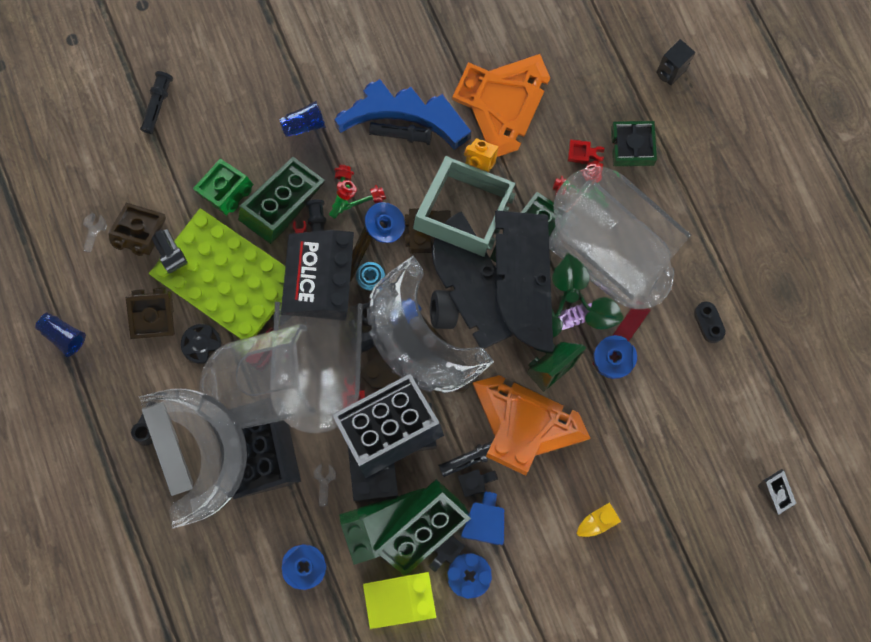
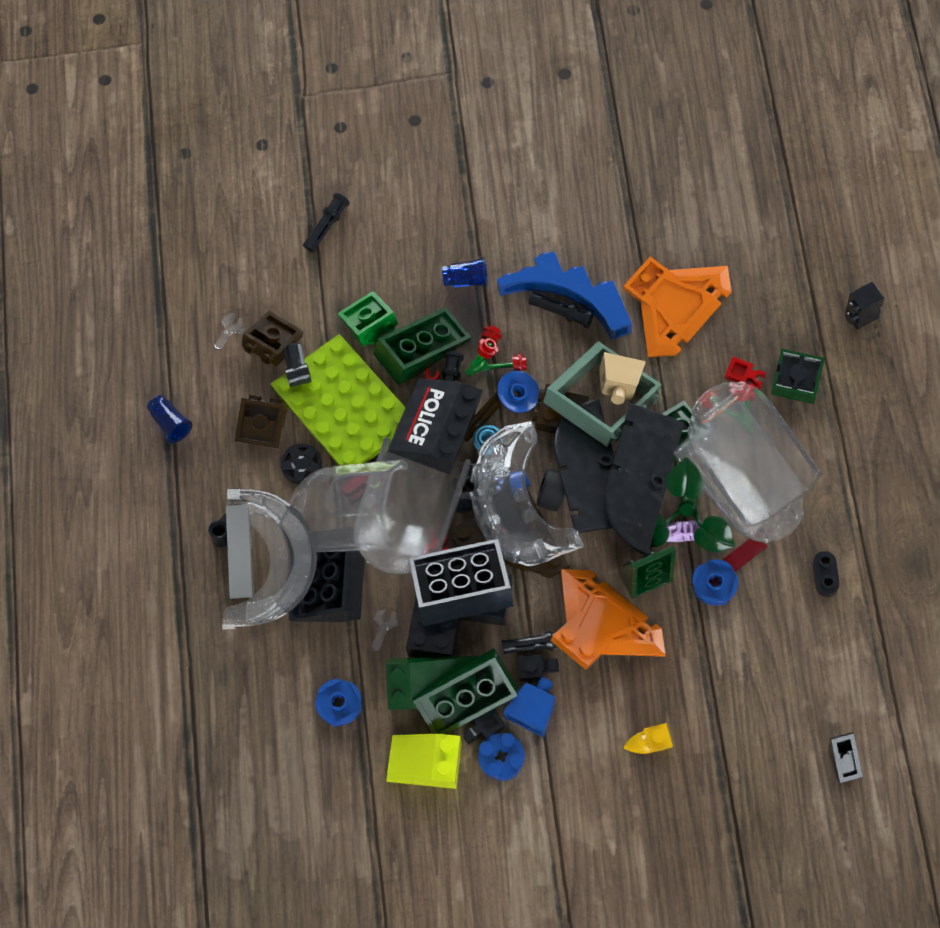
camera: 25 degrees right, 10 degrees down
(478, 187) = (620, 376): none -> tan torso
(481, 155) = (636, 347): light orange brick -> none

